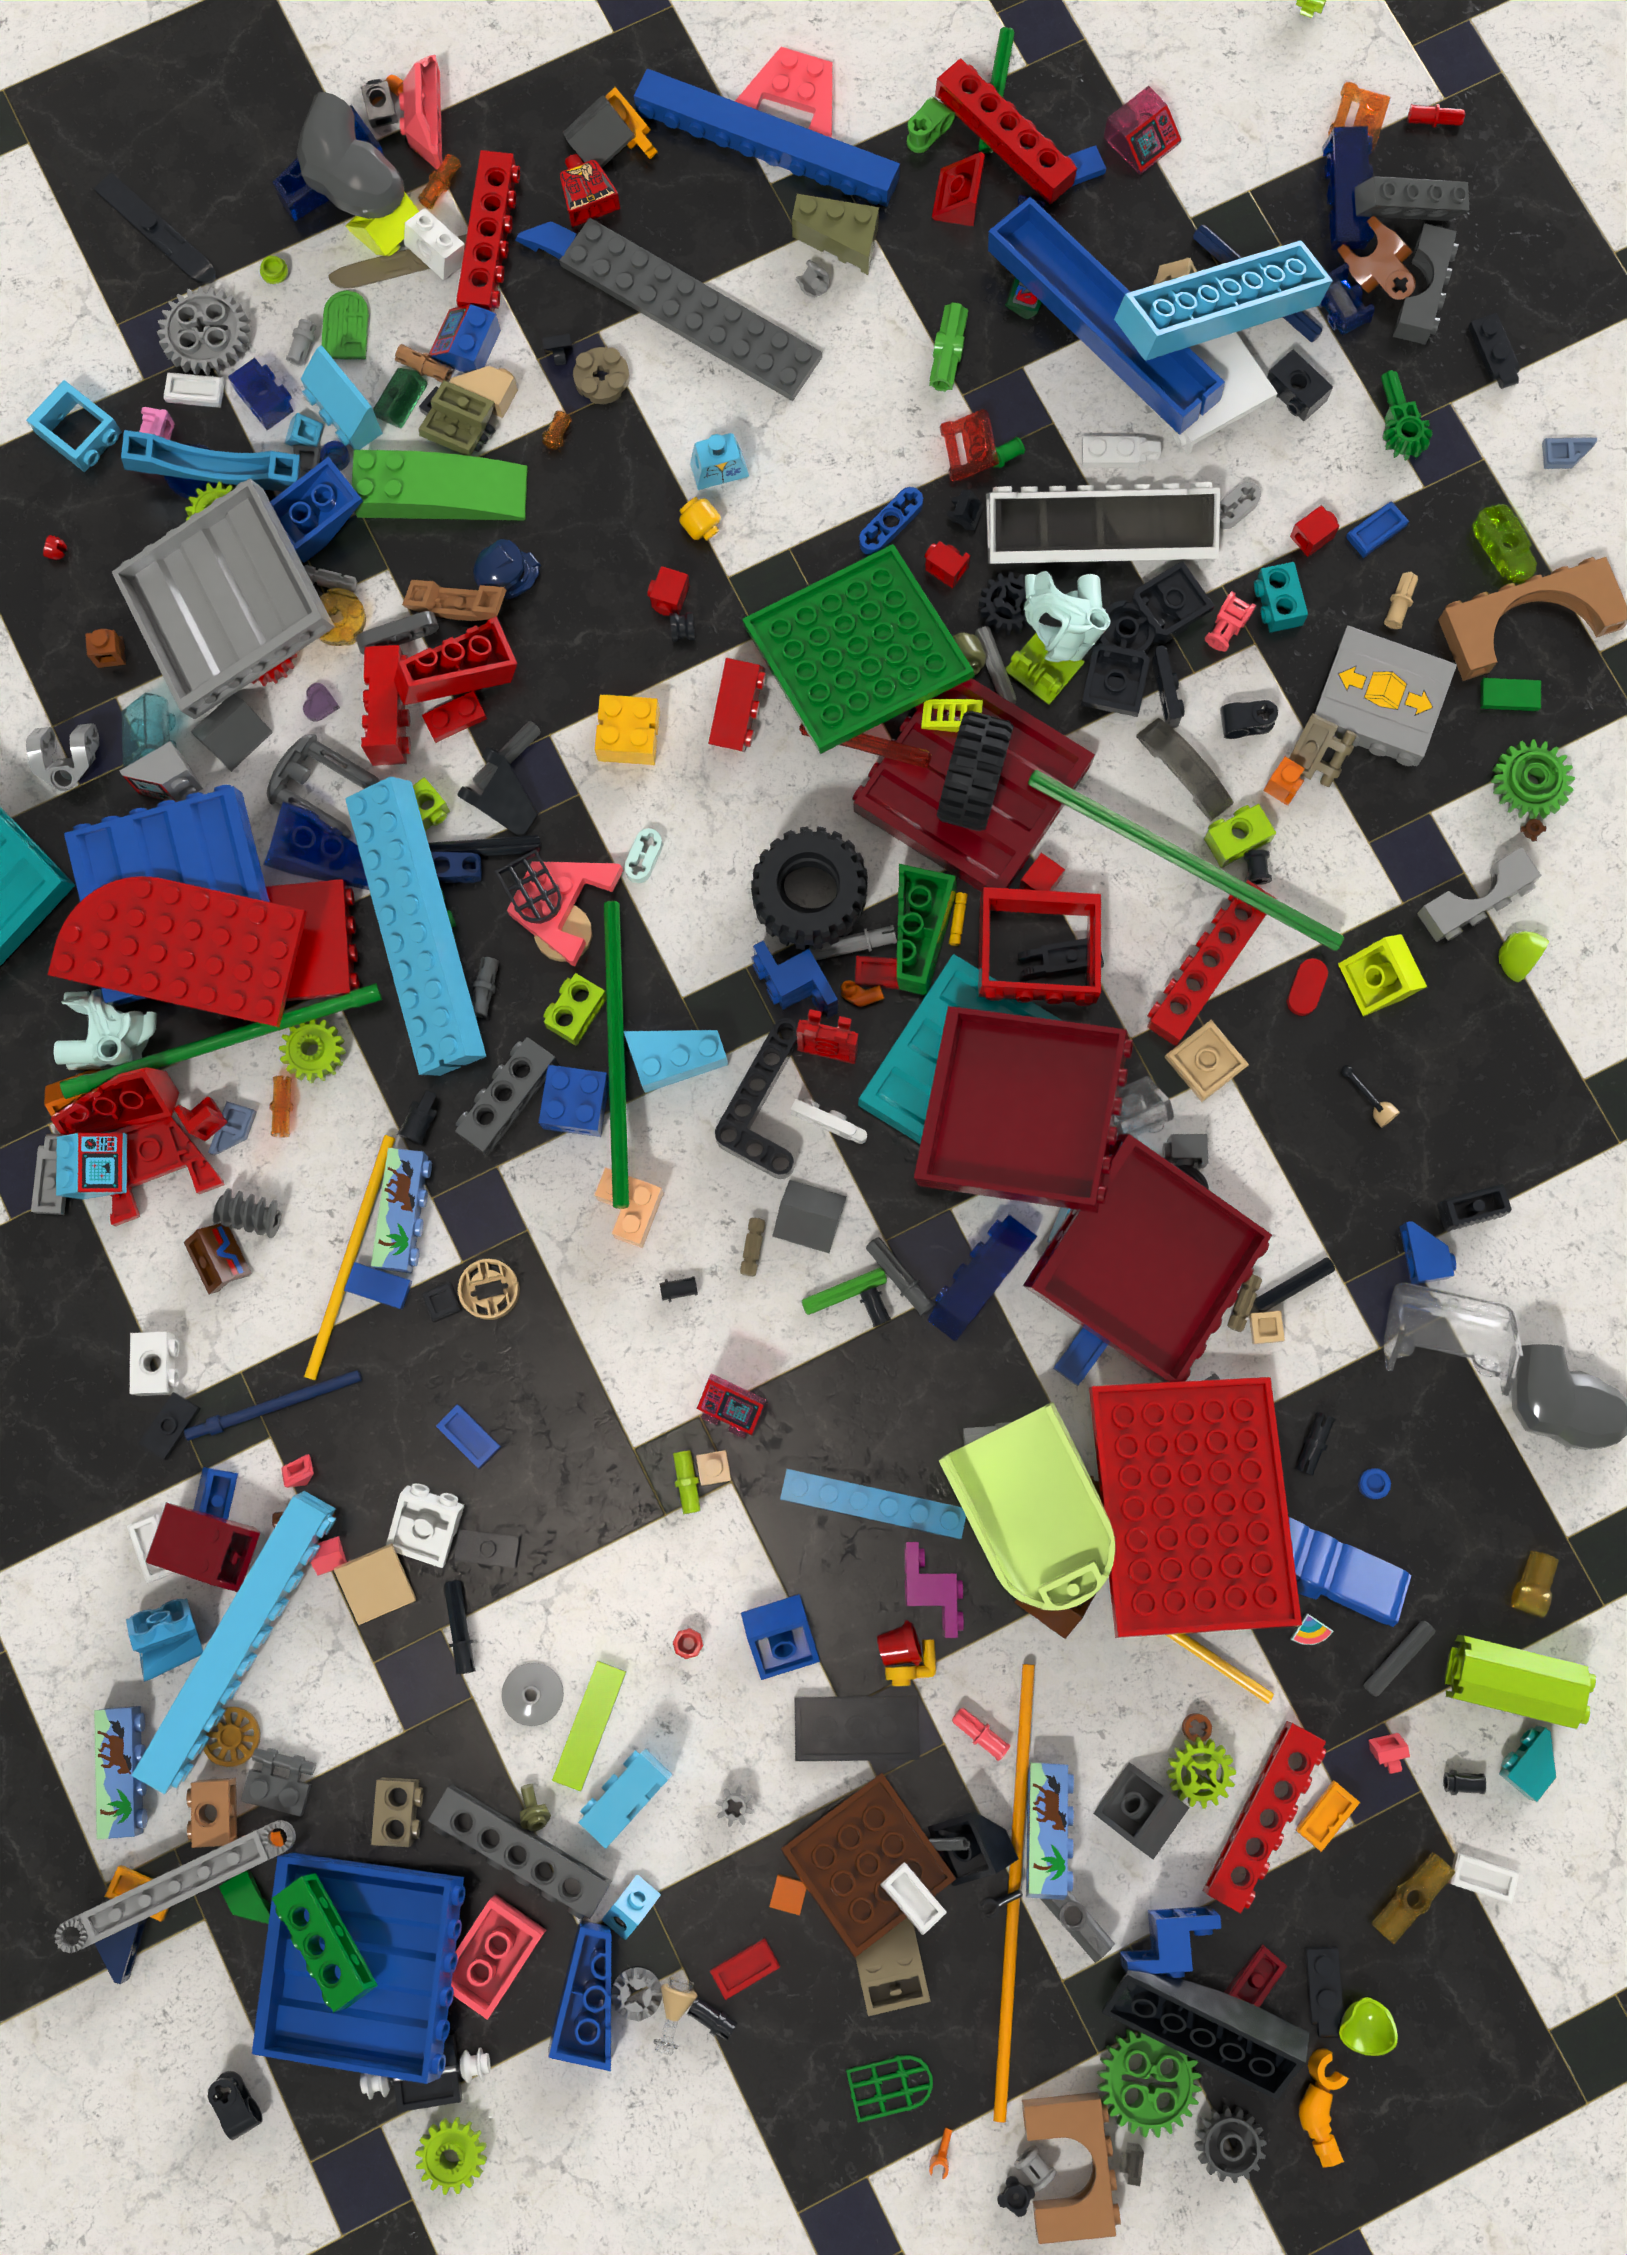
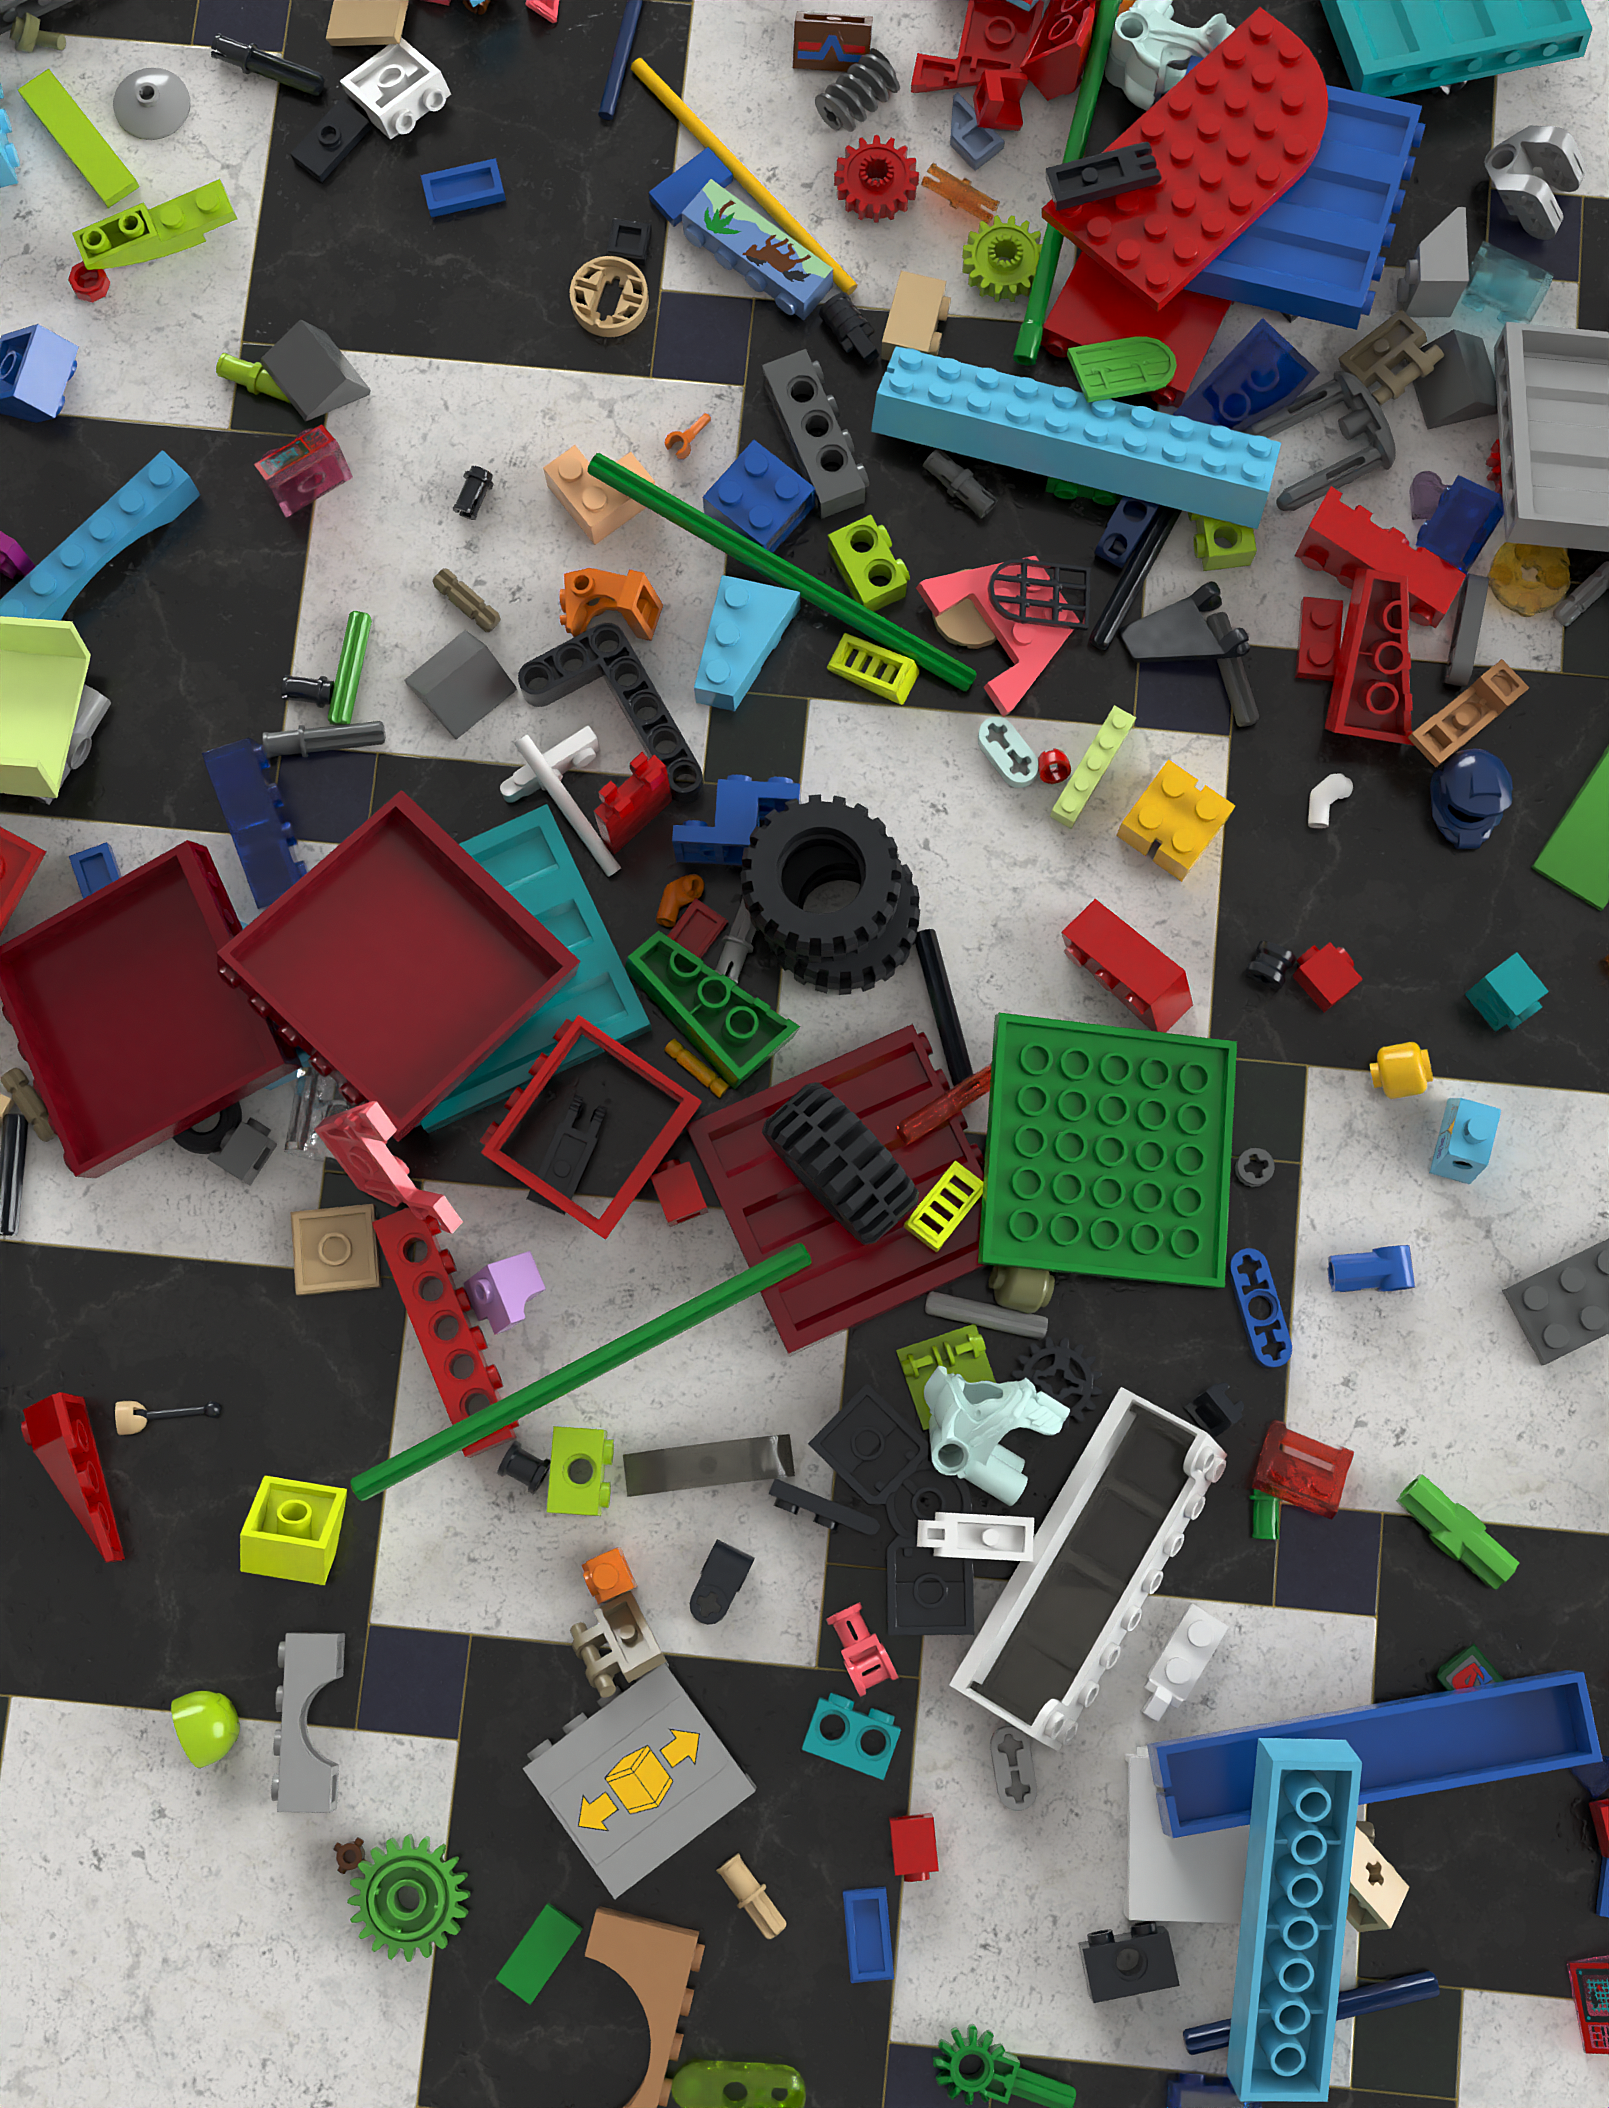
camera: 120 degrees right, 0 degrees up
(237, 994) = (1102, 175): none -> black hinge
(248, 782) = (1384, 349): none -> dark tan plate
(318, 1169) = (881, 161): none -> red gear
(333, 668) = (1461, 523): none -> clear blue brick
(351, 922) = (1122, 367): none -> bright green window
(389, 1080) = (915, 315): none -> tan brick
(555, 657) = (1324, 794): none -> white arm
(555, 1178) = (687, 436): none -> orange hand
(618, 482) = (1508, 994): none -> teal brick
(621, 799) = (1092, 767): none -> yellowish green piece
(624, 1620) = (156, 232): none -> lime slope
(635, 822) = (1055, 774): none -> red hinge
(639, 944) = (895, 692): none -> neon yellow slope
(663, 1441) = (313, 371): none -> dark grey slope
(691, 1136) = (627, 594): none -> orange tile
(713, 1468) = (254, 416): tan plate -> none
(810, 578) = (1249, 1178): none -> dark grey bush
(825, 466) = (1383, 1269): none -> blue piece
(831, 794) = (943, 1006): none -> black axle
(849, 1091) = (567, 805): none -> white bar
(946, 563) = (1159, 1338): red brick -> none
(1128, 585) = (978, 1536): none -> white hinge
(1144, 1046) = (359, 1145): none -> coral wing
(1166, 940) = (502, 1289): none -> lavender brick
(1307, 987) = (342, 1430): red tile -> none
(1431, 1133) = (67, 1449): none -> red wedge

